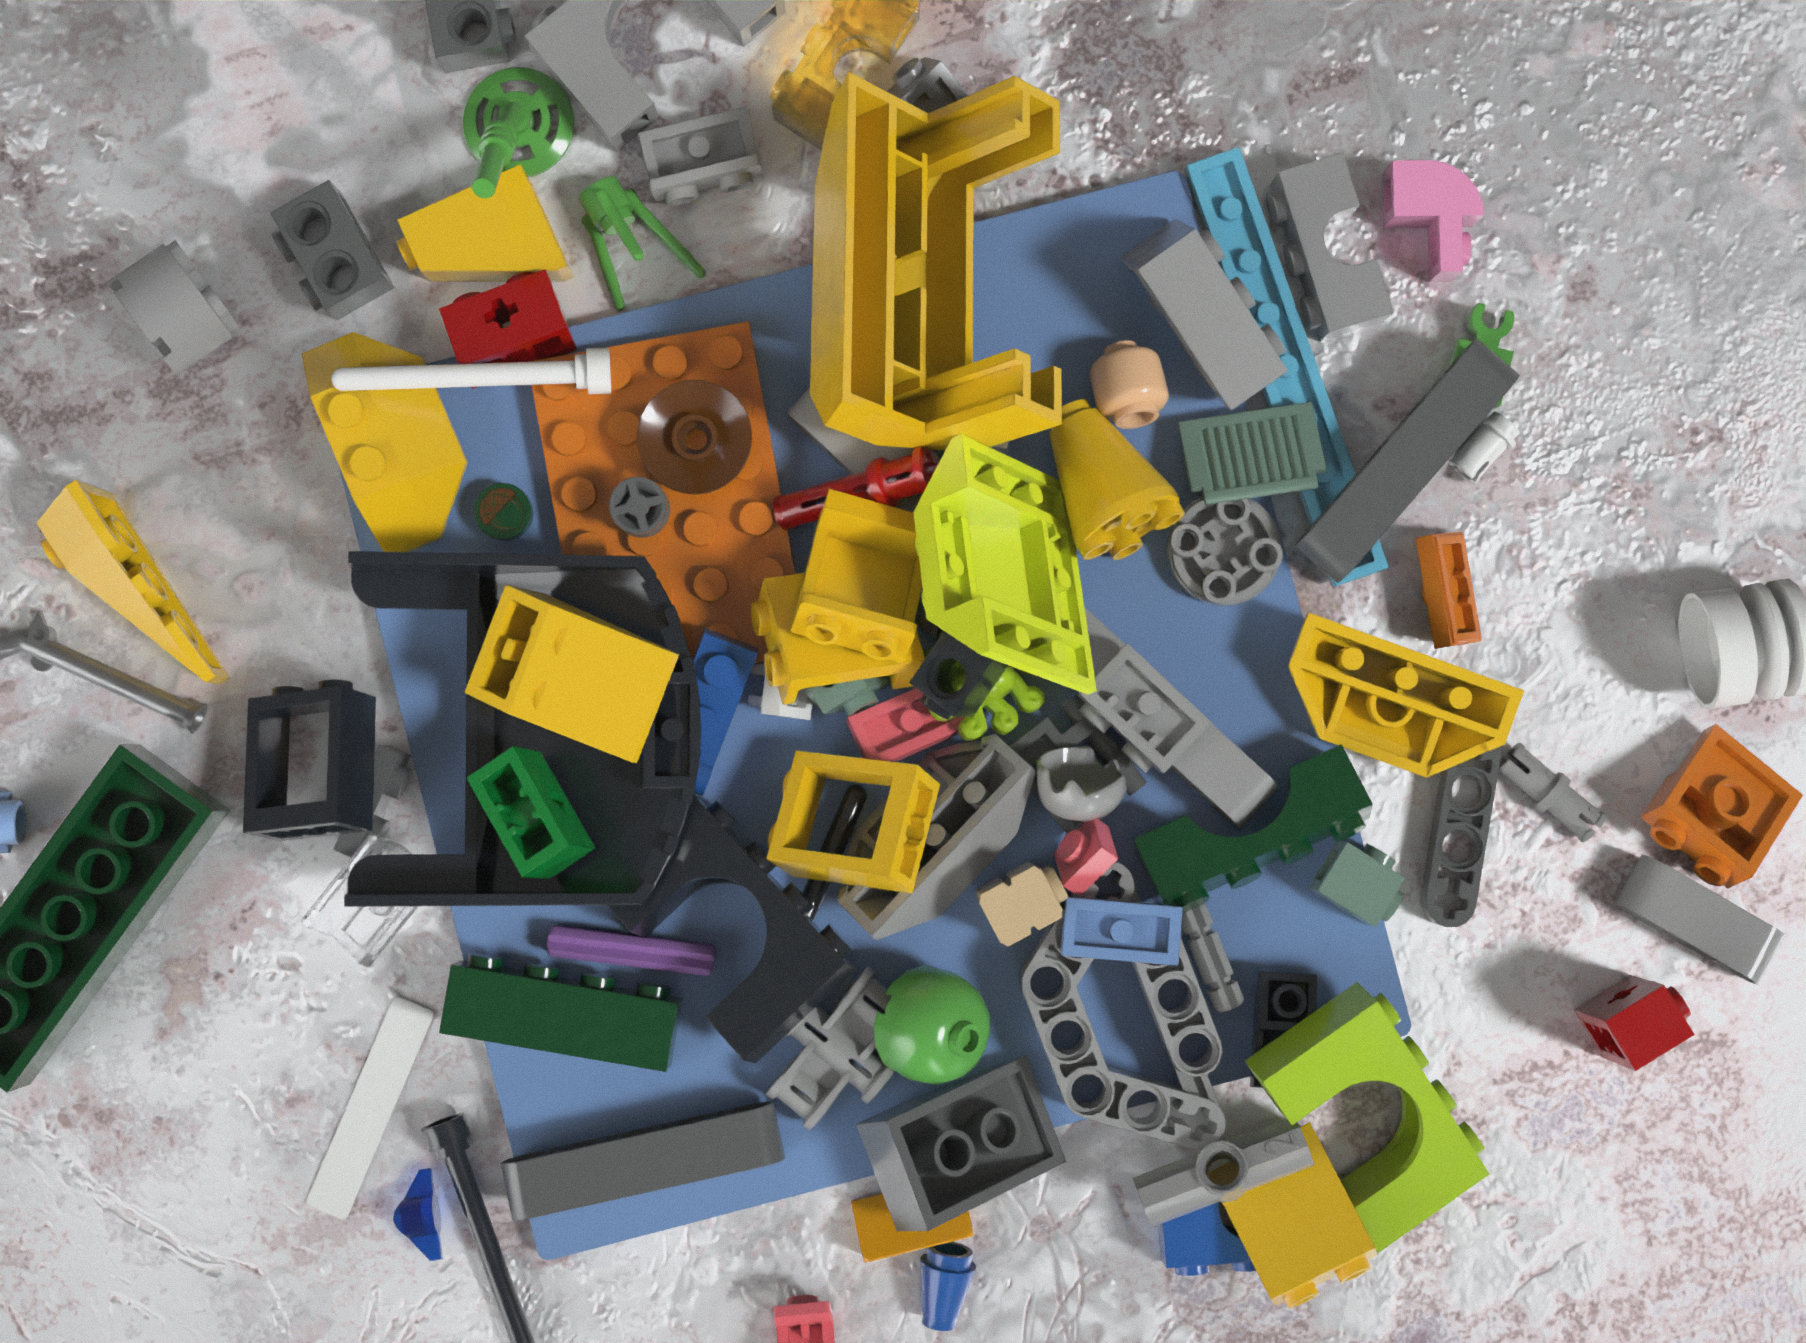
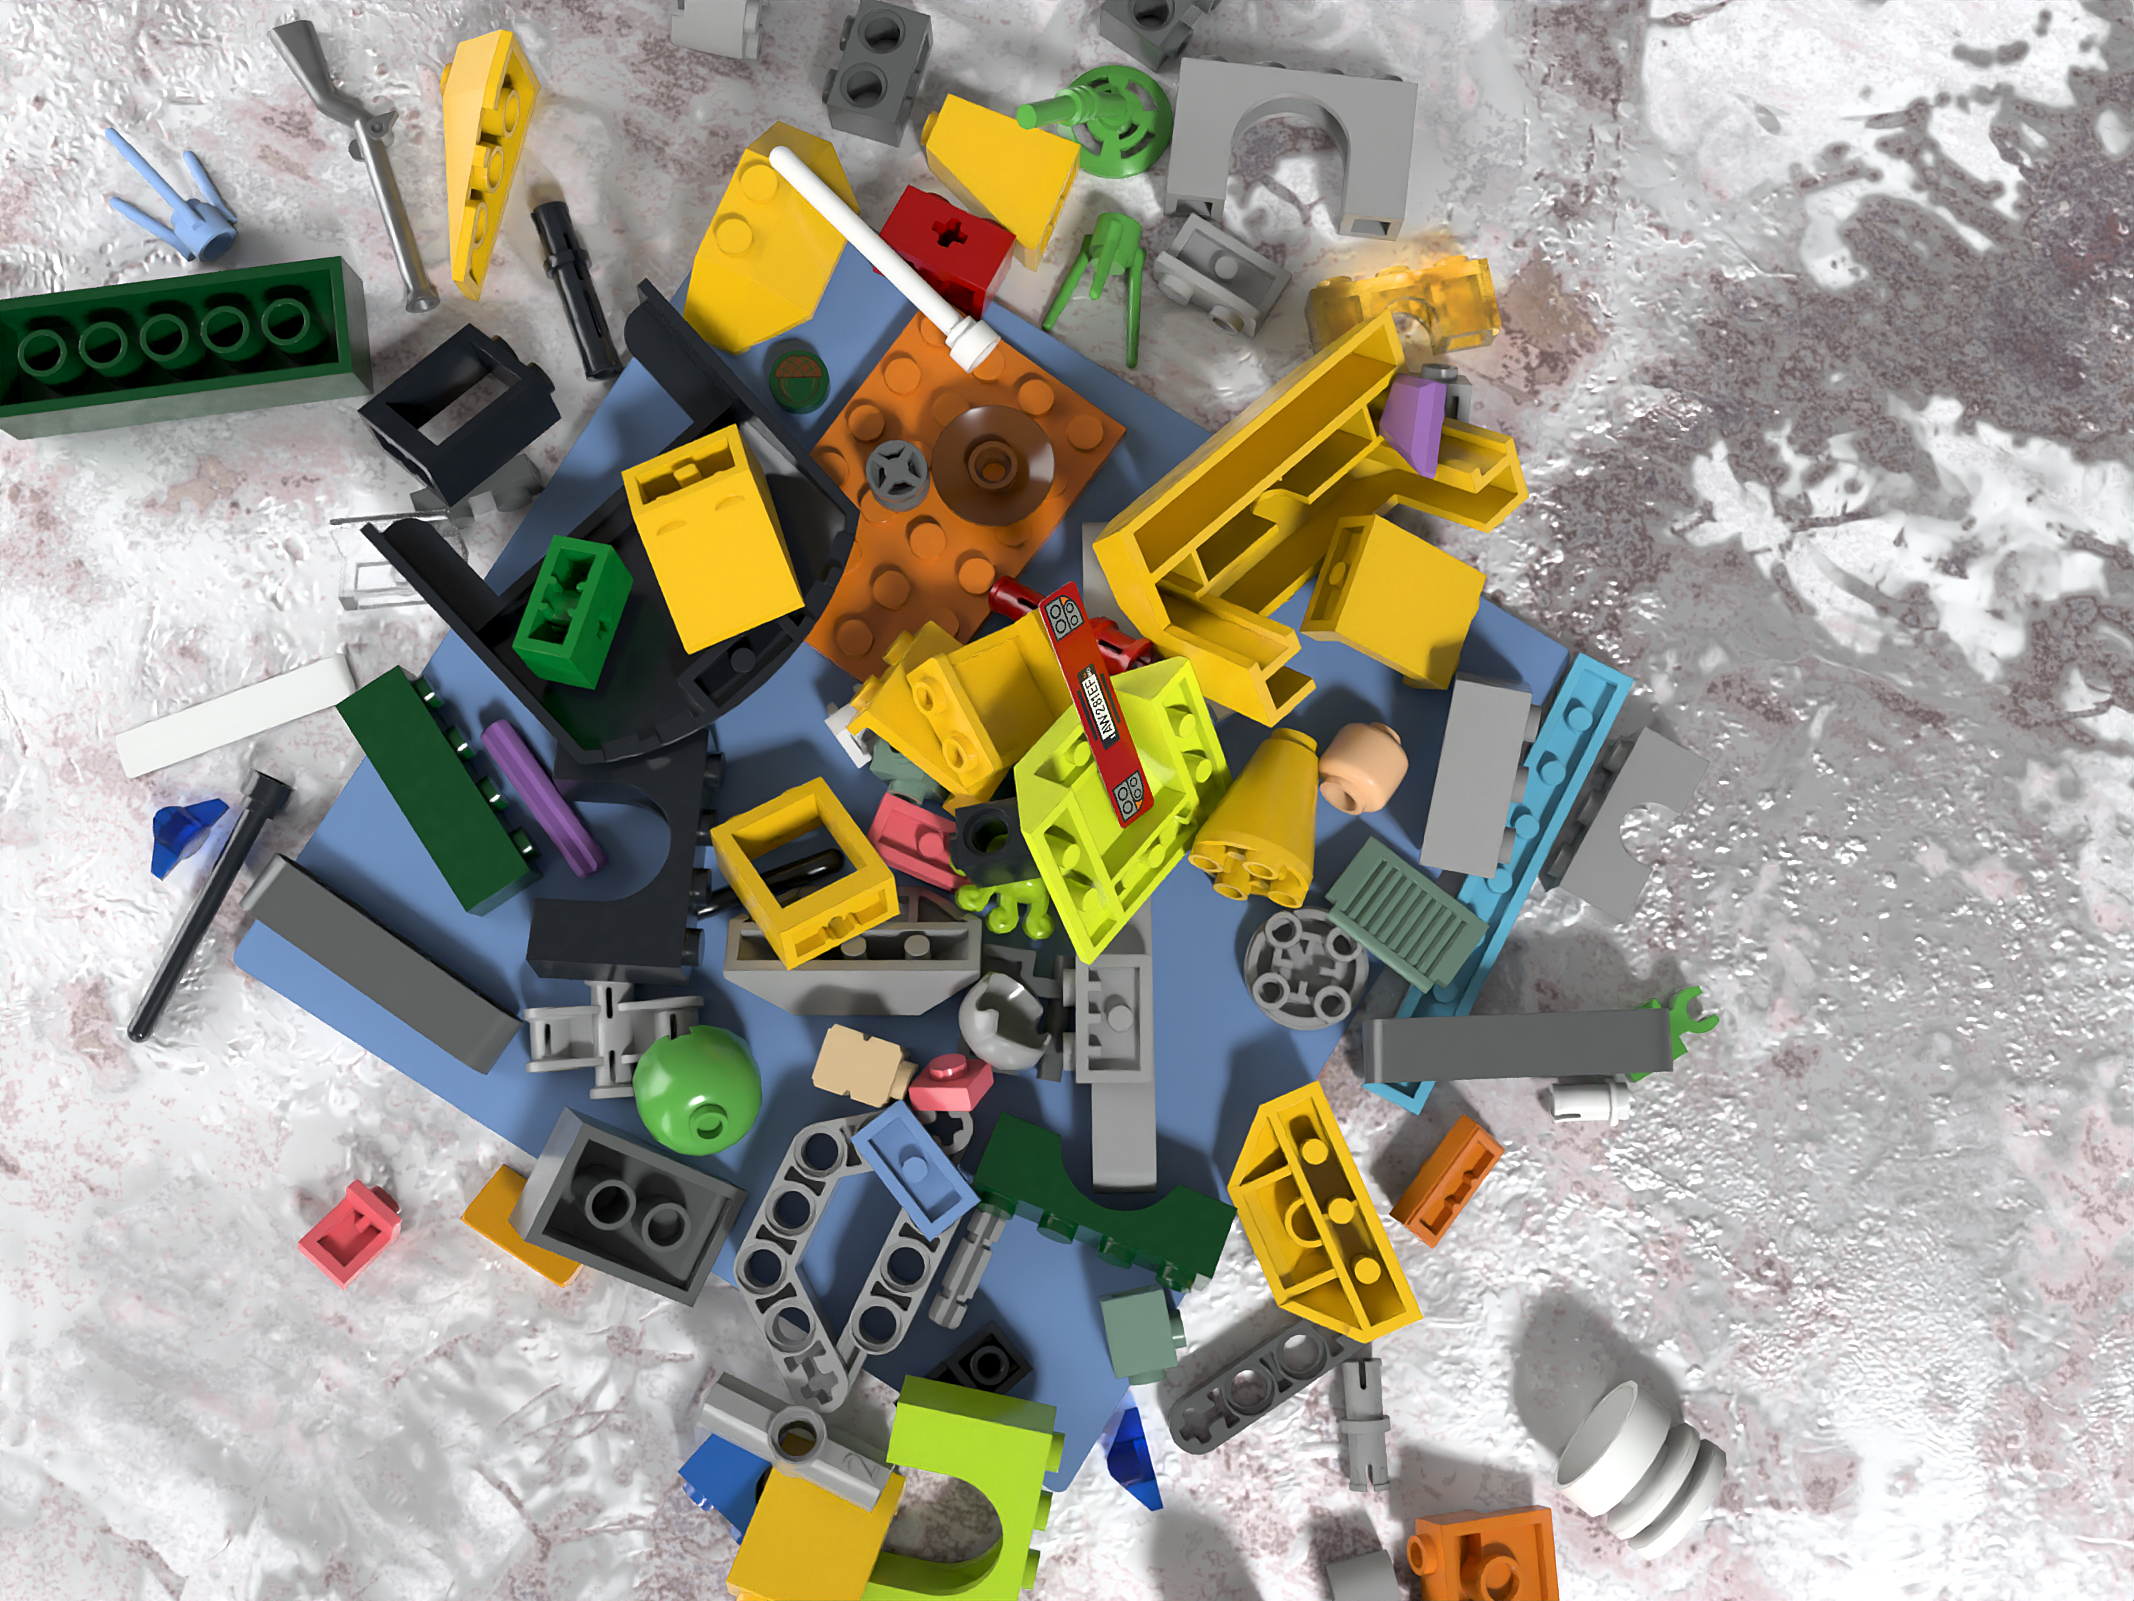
camera: 50 degrees right, 5 degrees down
(279, 599) = (569, 267): none -> black pin
(721, 675) = (822, 663): blue plate -> none
(933, 523) = (1096, 703): none -> sticker
(939, 128) = (1414, 421): none -> medium lavender piece
(944, 1283) = (504, 1301): blue cone -> none
(1040, 257) = (1394, 600): none -> yellow panel
(1433, 198) = (1747, 873): bright pink brick -> none
(1434, 967) = (1131, 1461): none -> clear blue piece

